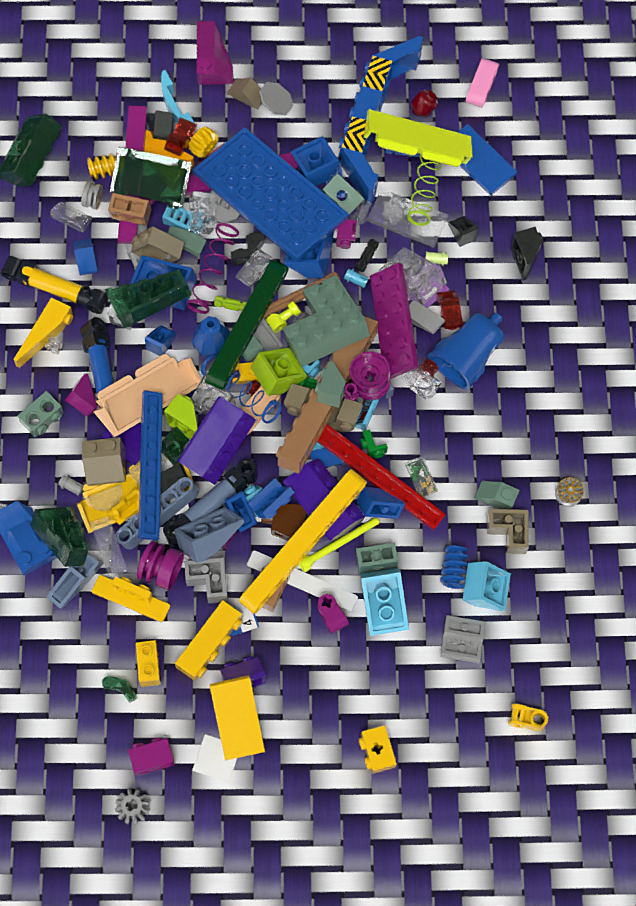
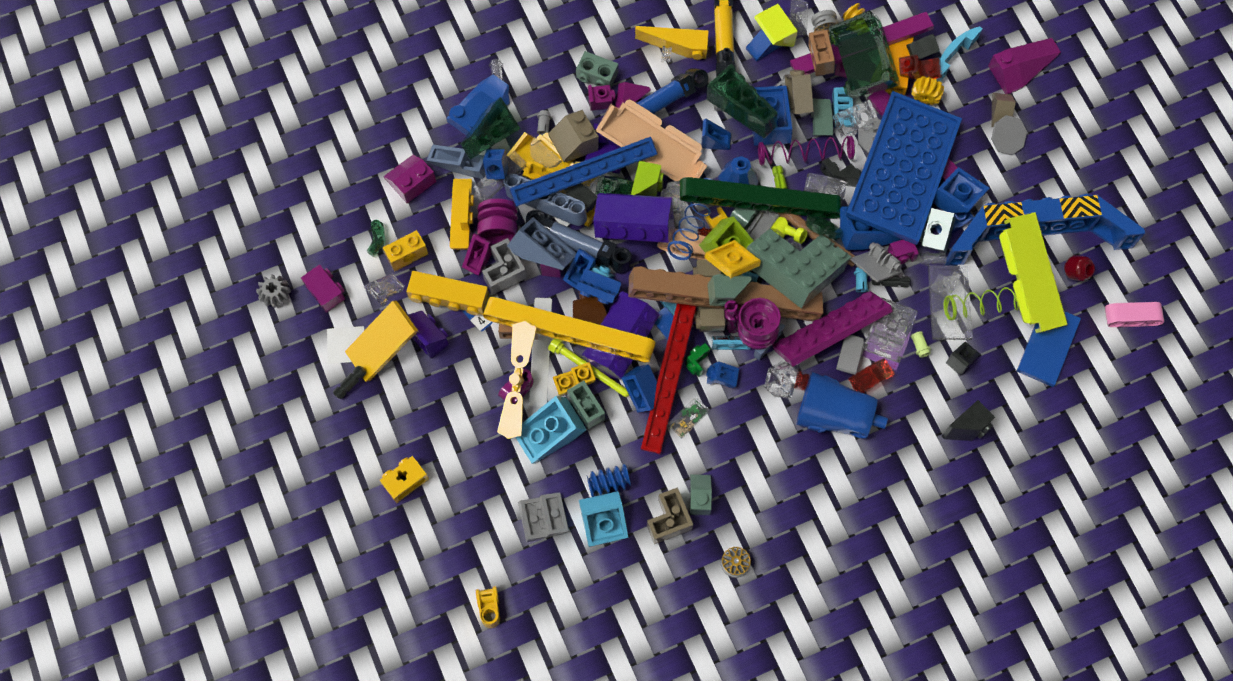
camera: 70 degrees right, 0 degrees up
(69, 631) = (410, 178): none -> magenta slope
(70, 428) = (600, 97): none -> magenta brick
(78, 235) = (777, 26): none -> neon yellow slope
(102, 542) = (498, 158): none -> blue brick
(179, 697) = (384, 288): none -> clear slope
(183, 598) = (477, 254): none -> magenta slope
(260, 766) = (349, 382): none -> pearl dark grey axle
(295, 285) = (823, 226): none -> clear green tile
(301, 587) = (512, 414): none -> piece
(303, 369) = (732, 259): none -> yellow tile
(345, 560) = (575, 376): none -> yellow slope
(351, 258) = (878, 263): none -> light grey hinge
(395, 431) = (722, 374): none -> blue bracket

